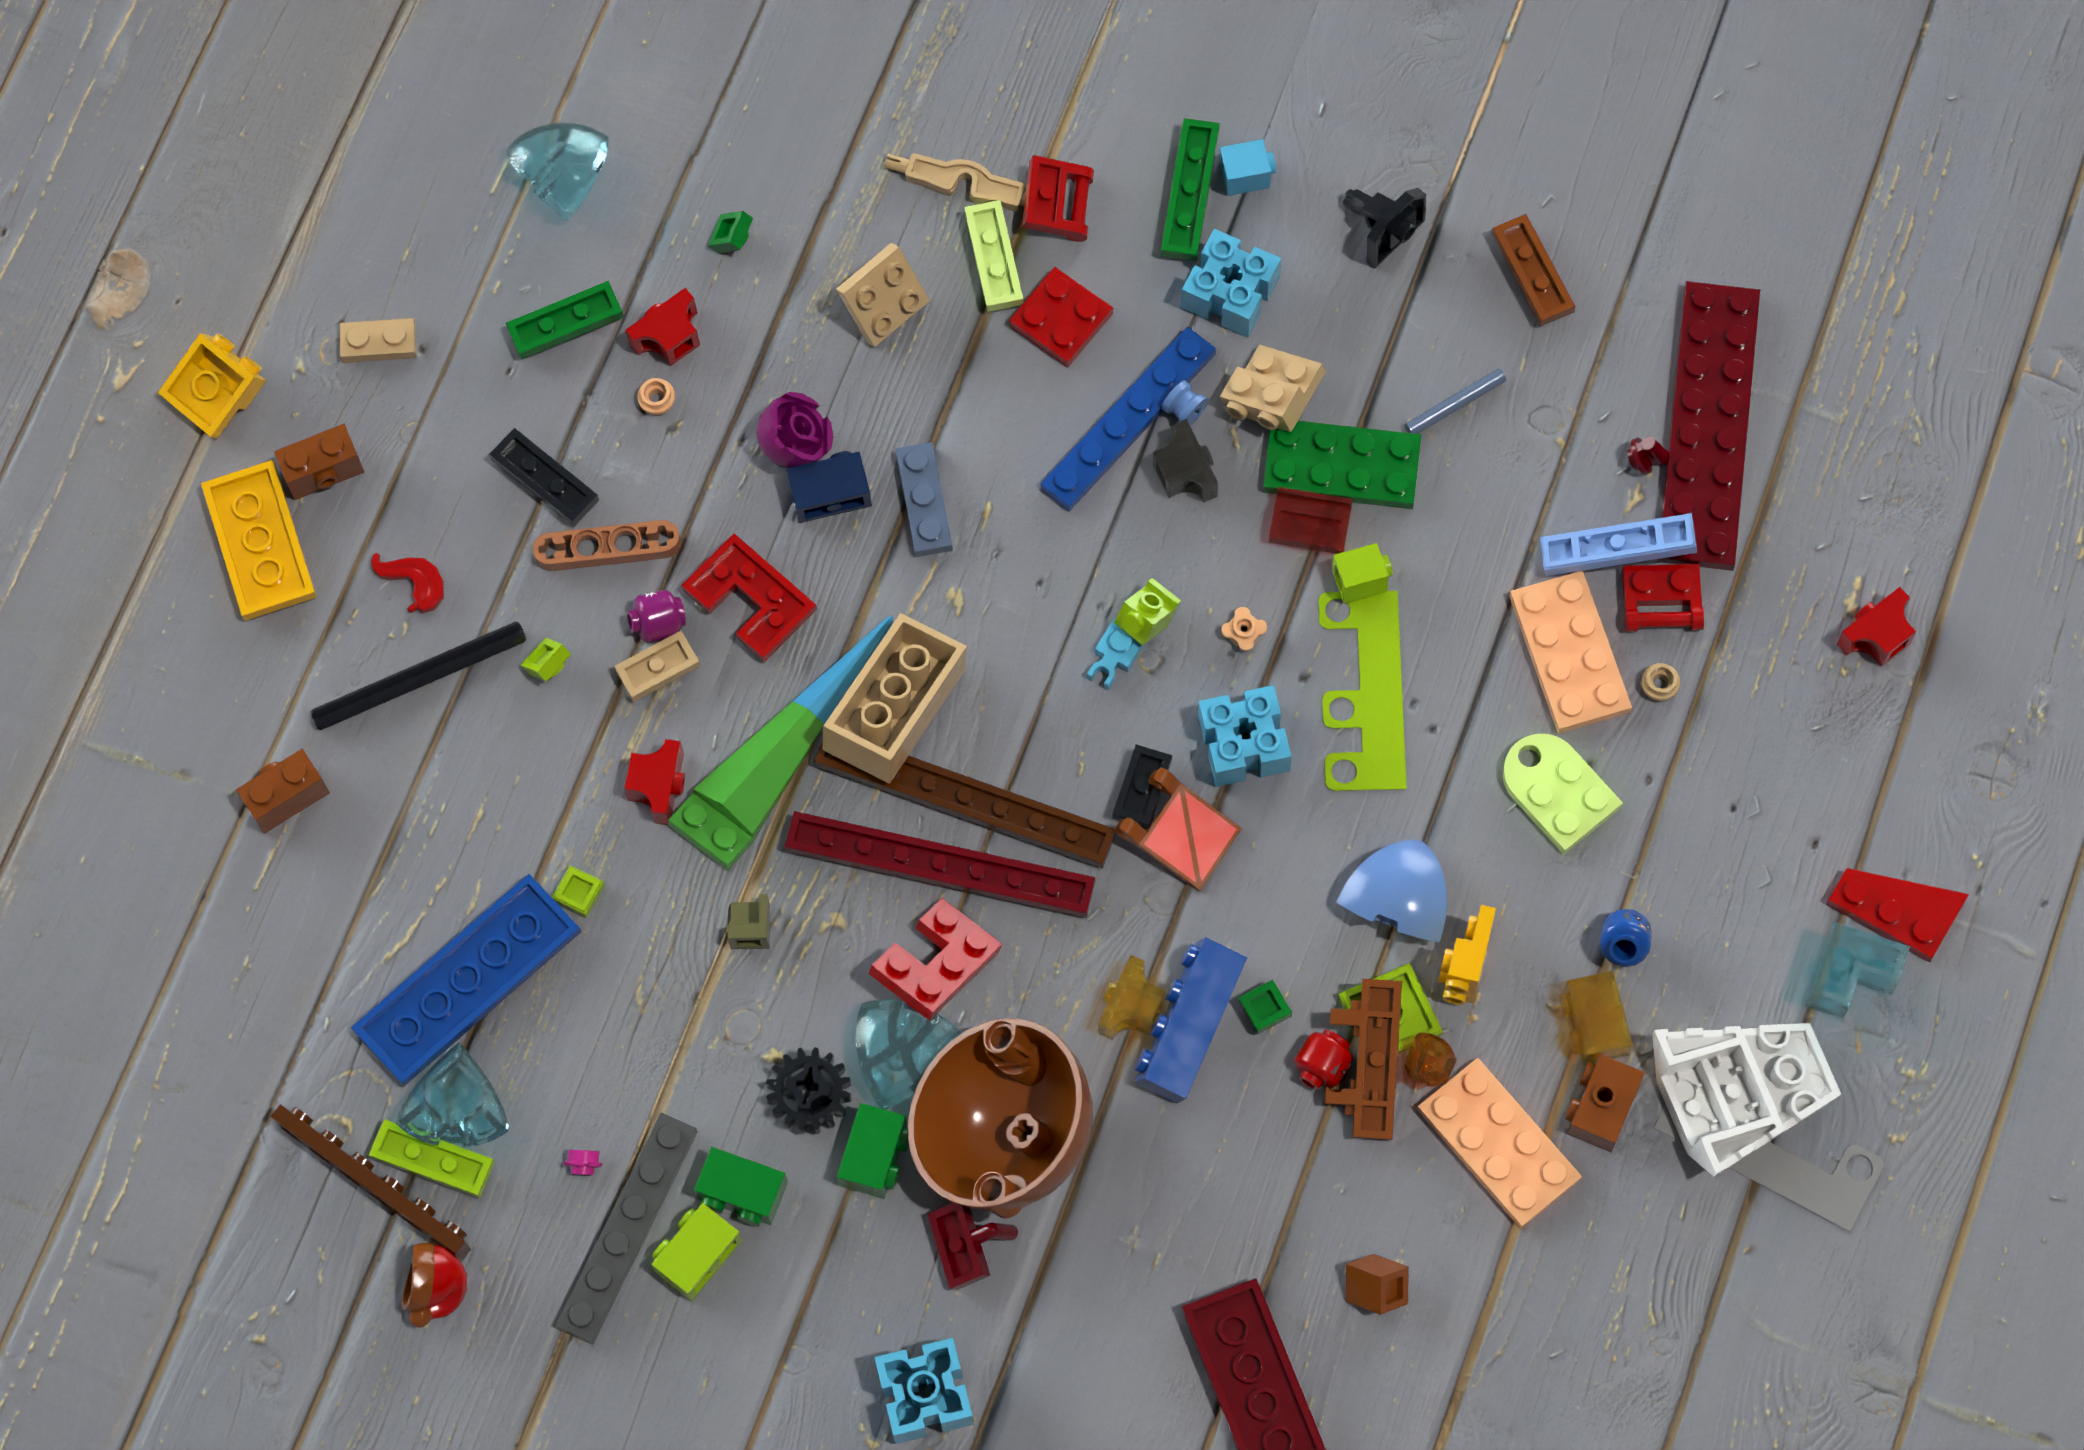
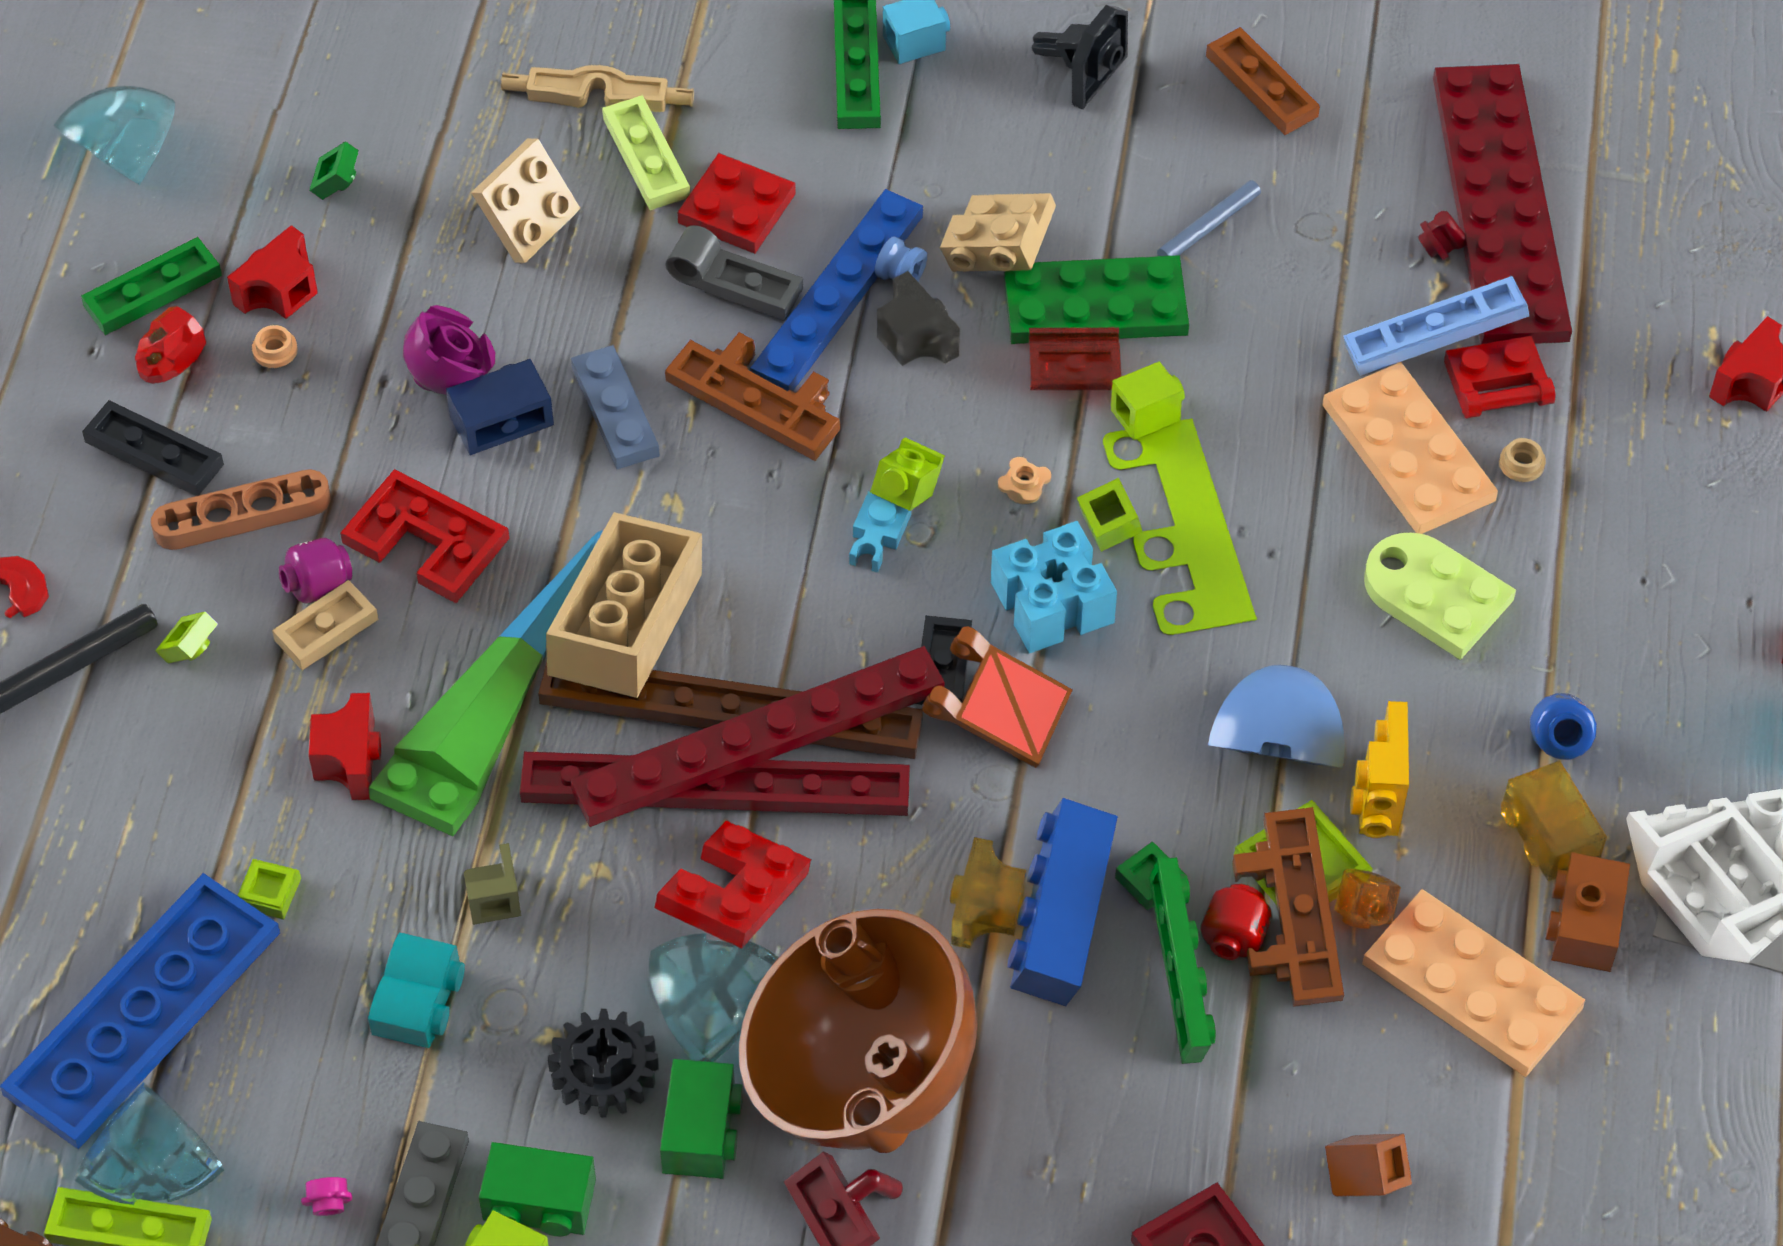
camera: 15 degrees left, 15 degrees down
(570, 382) = (169, 346): none -> red rock
(676, 1002) = (415, 989): none -> teal brick
(980, 832) = (755, 736): none -> dark red plate
(1017, 494) = (728, 385): none -> dark orange hinge
(1042, 392) = (704, 265): none -> dark grey plate
(1047, 195) = (695, 85): red plate -> none
(1251, 280) = (925, 137): medium azure brick -> none
(1271, 1106) = (1178, 941): none -> green plate
(1303, 679) = (1109, 514): none -> lime brick

